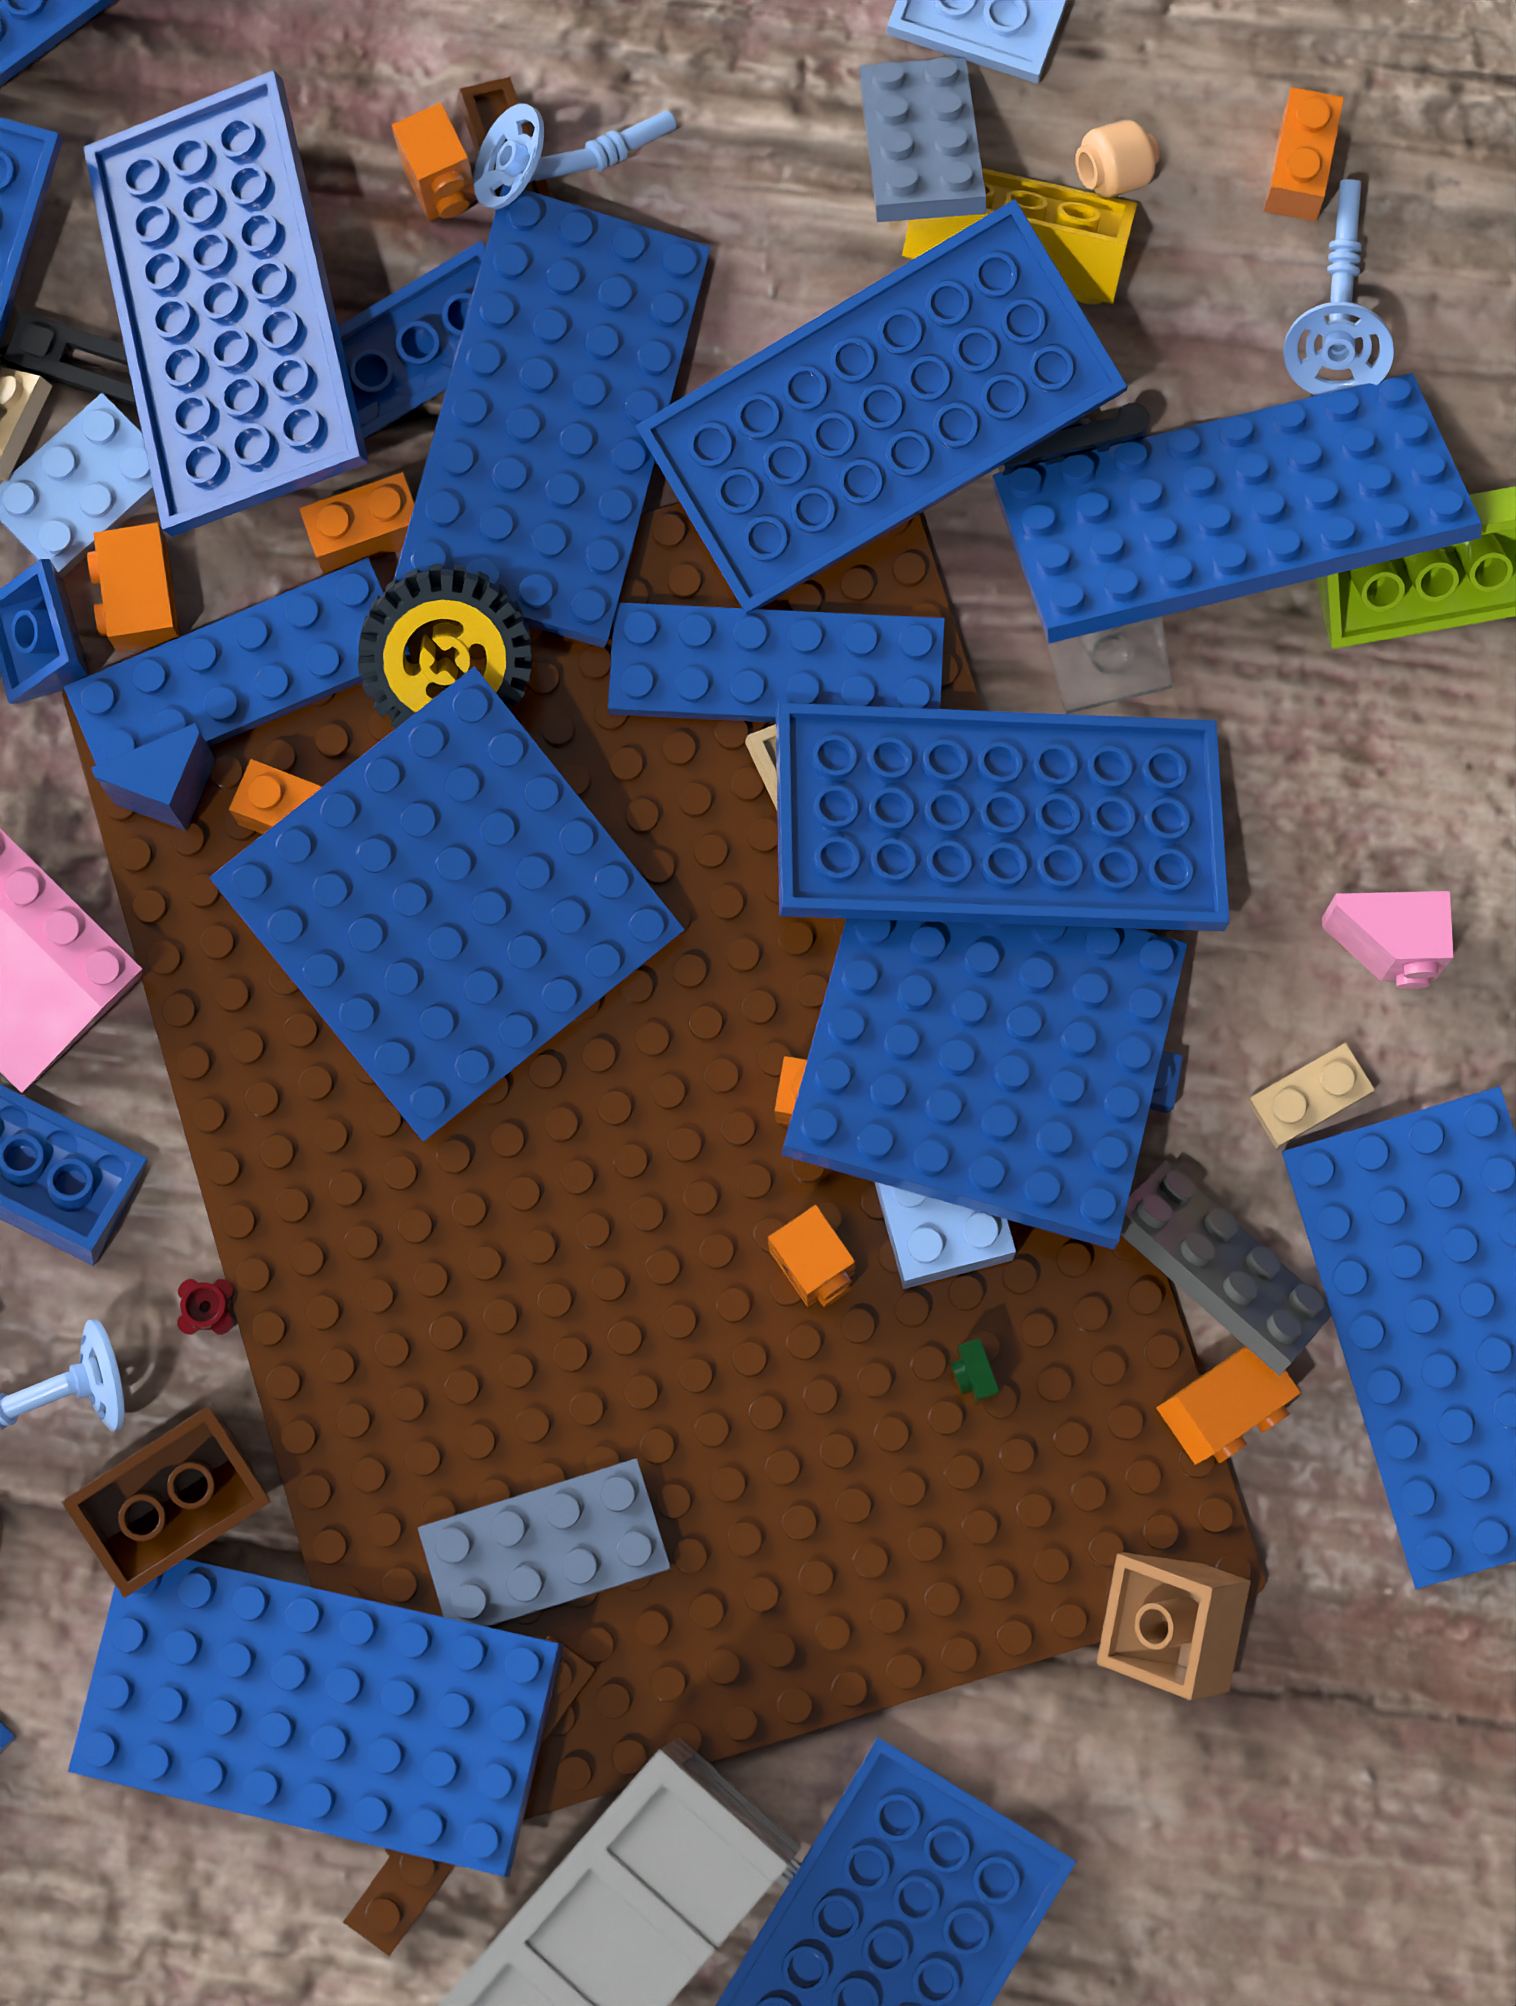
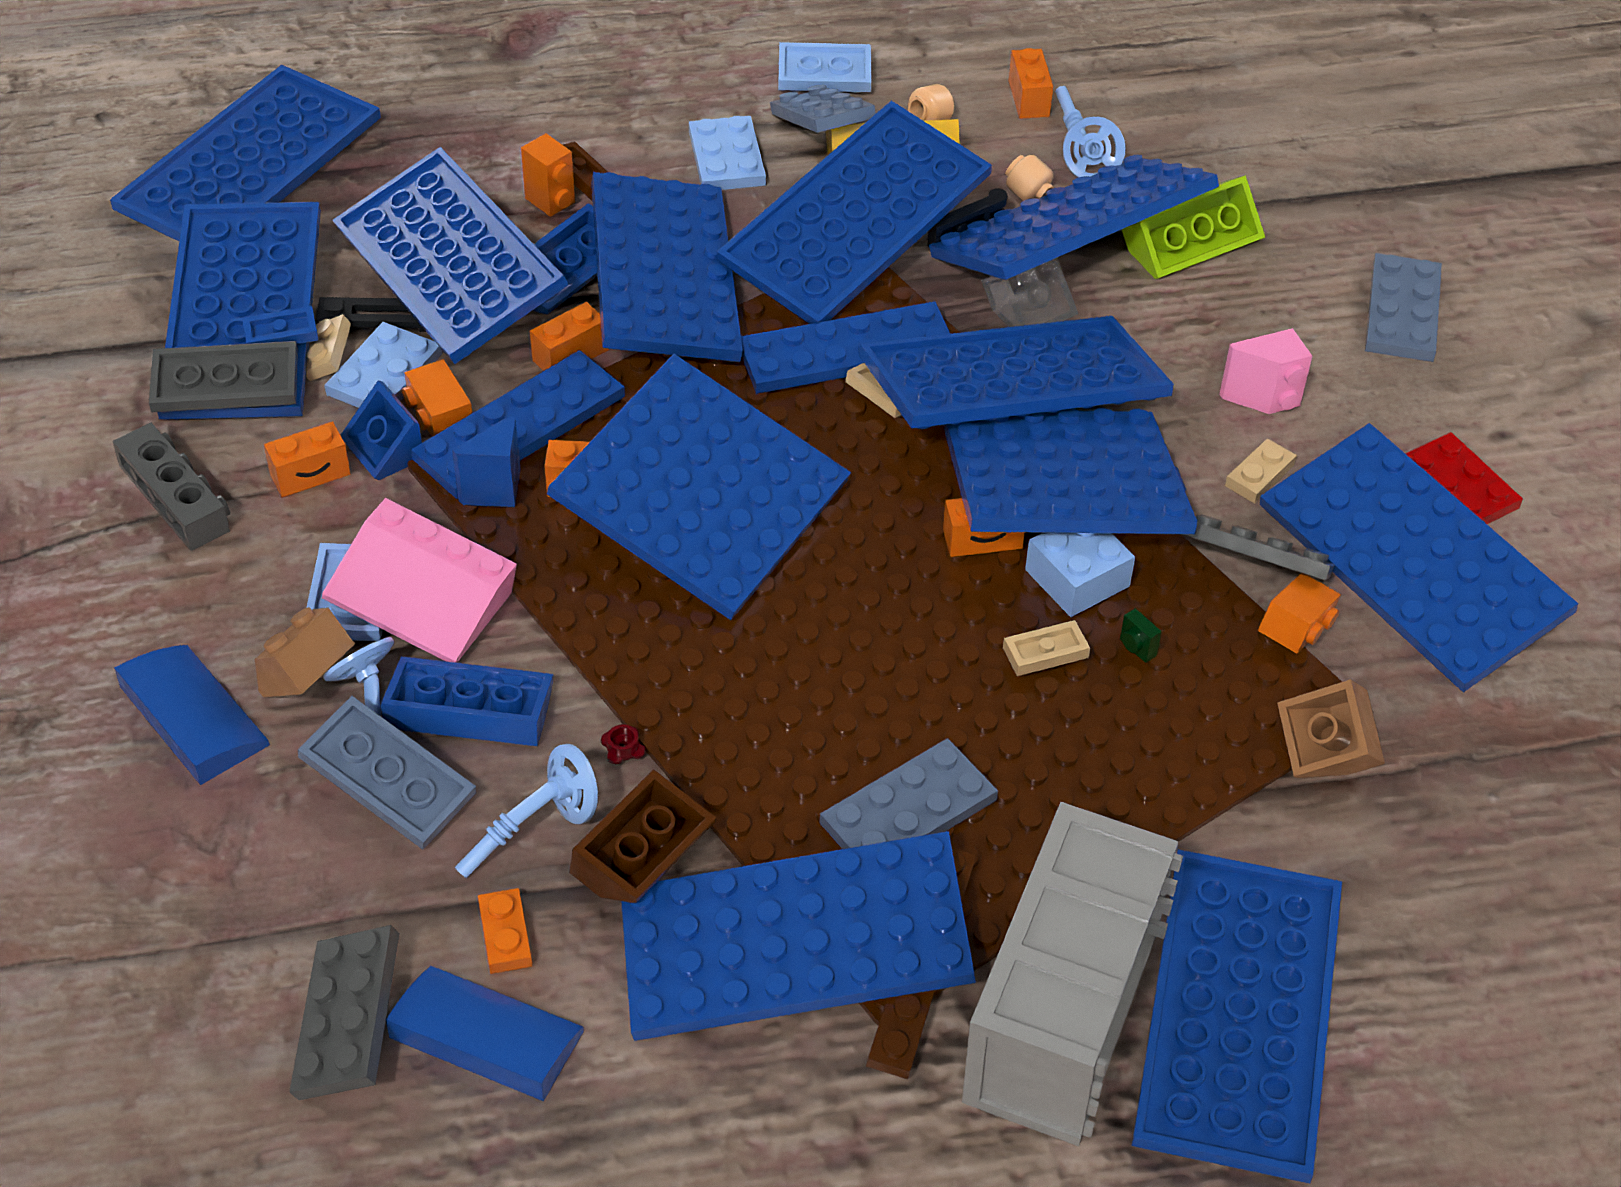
camera: 25 degrees left, 30 degrees down
(456, 595) = (661, 340): wheel -> none
(521, 160) = (601, 156): light blue dish -> none
(750, 162) = (727, 152): none -> light blue plate
(813, 1258) = (1011, 594): orange brick -> none
(836, 1346) = (1046, 648): none -> tan plate
(1210, 379) = (1029, 177): none -> light nougat head

